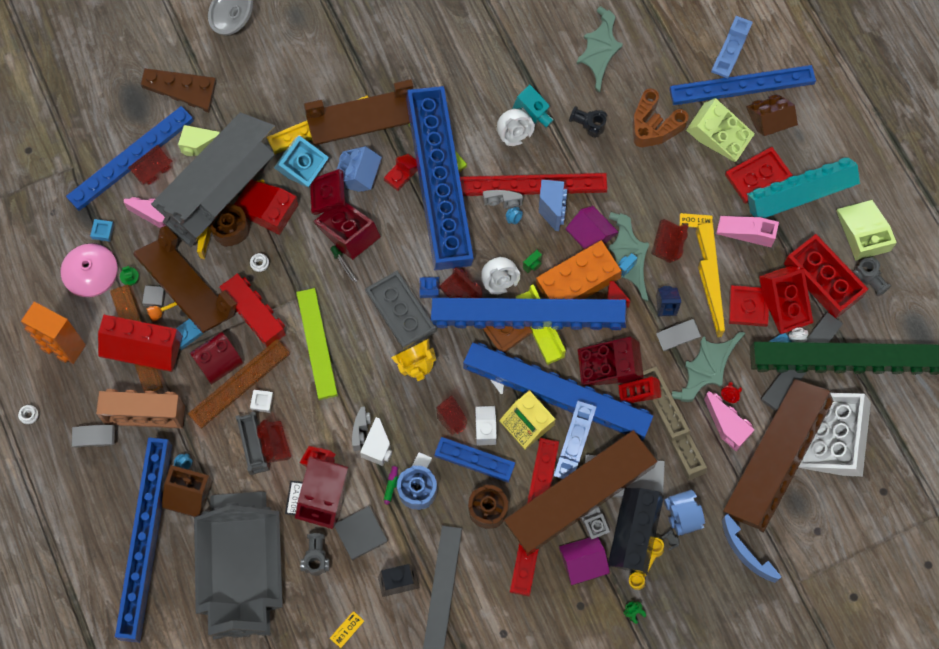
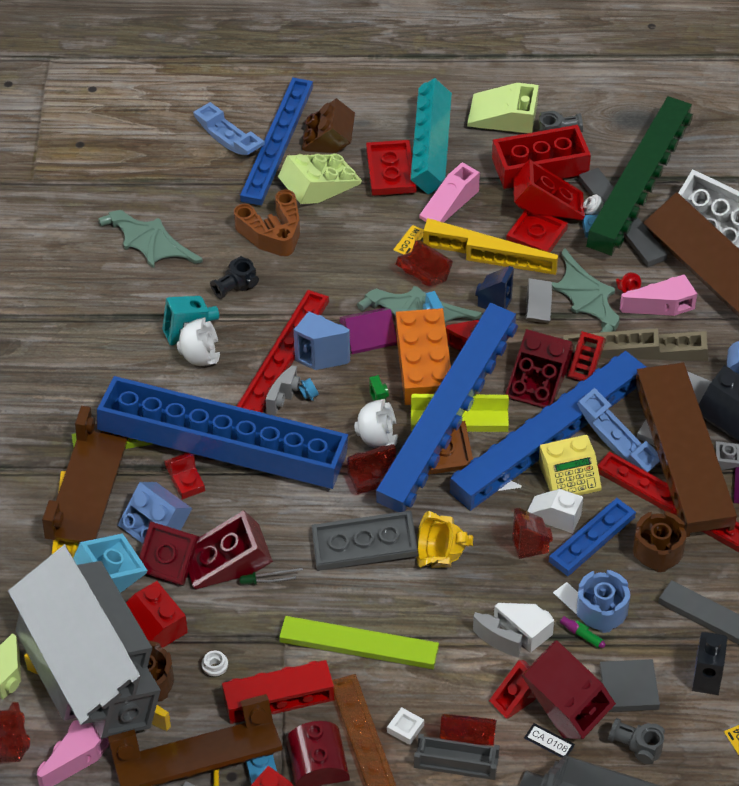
camera: 65 degrees left, 20 degrees down
(429, 287) = (350, 502): blue tile -> none

